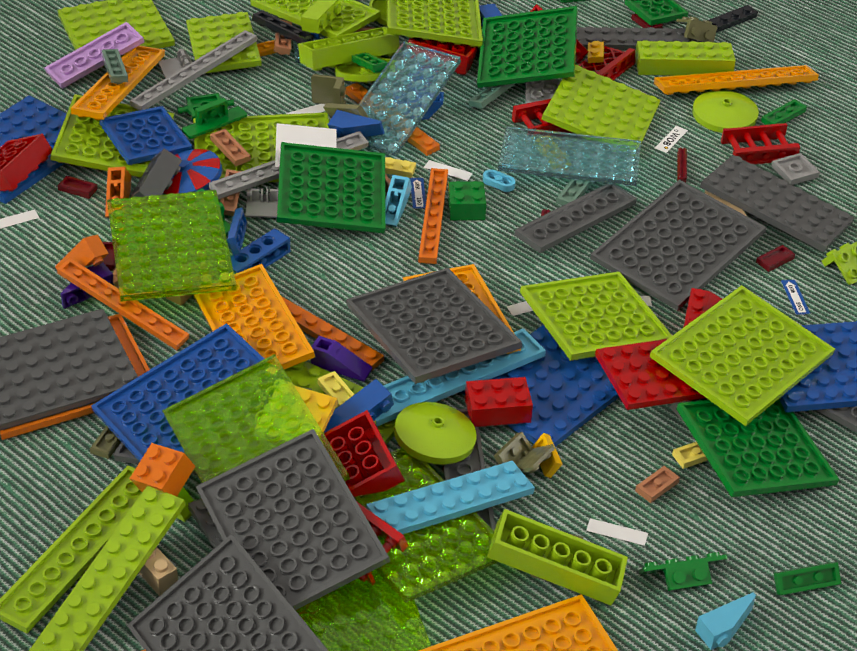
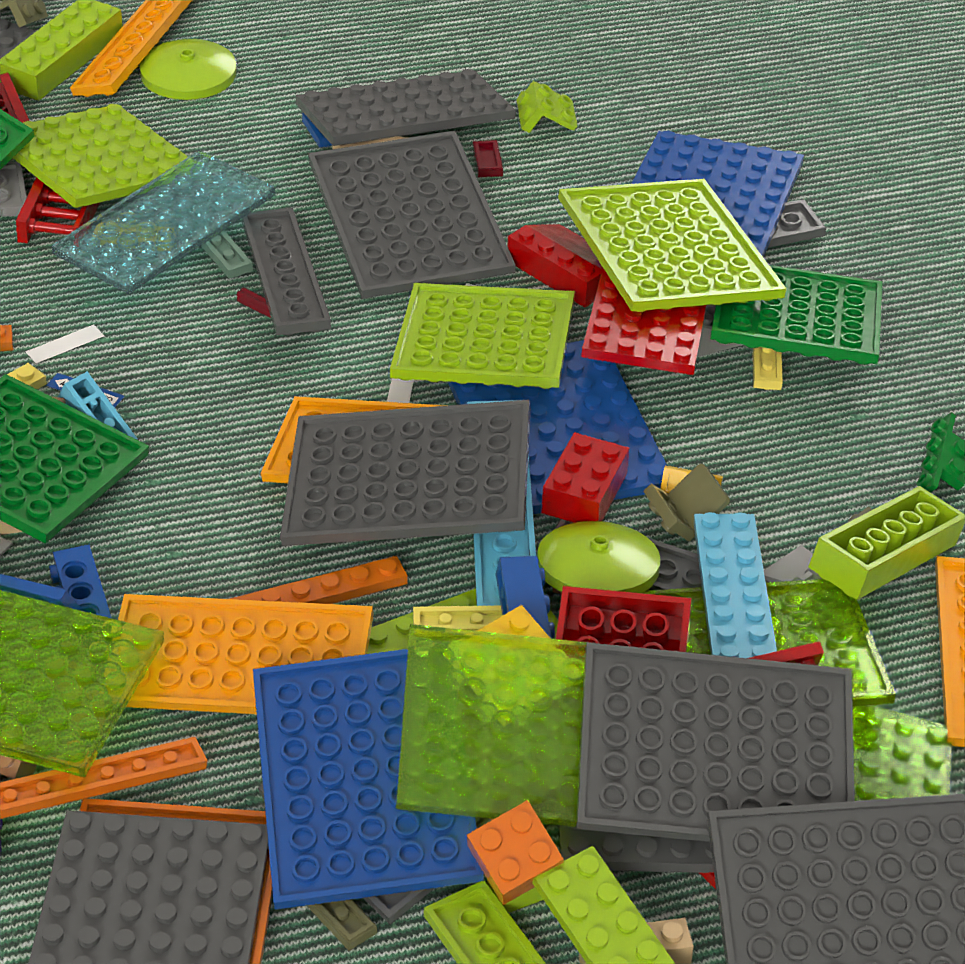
camera: 60 degrees left, 0 degrees up
(335, 357) = (385, 595): dark purple slope -> none
(433, 216) = (156, 393): orange plate -> none
(466, 201) = (159, 349): green brick -> none
(499, 180) = (140, 305): medium azure plate -> none
(617, 531) = (842, 489): white sticker -> none
(657, 484) = (796, 419): nougat plate -> none
(669, 141) = (194, 133): white sticker -> none
(682, 164) = (257, 147): dark red axle -> none
(763, 133) = (297, 83): red fence -> none
(784, 113) = (243, 29): green plate -> none
(795, 169) = (350, 68): light grey plate -> none
(795, 297) = (561, 176): sticker -> none

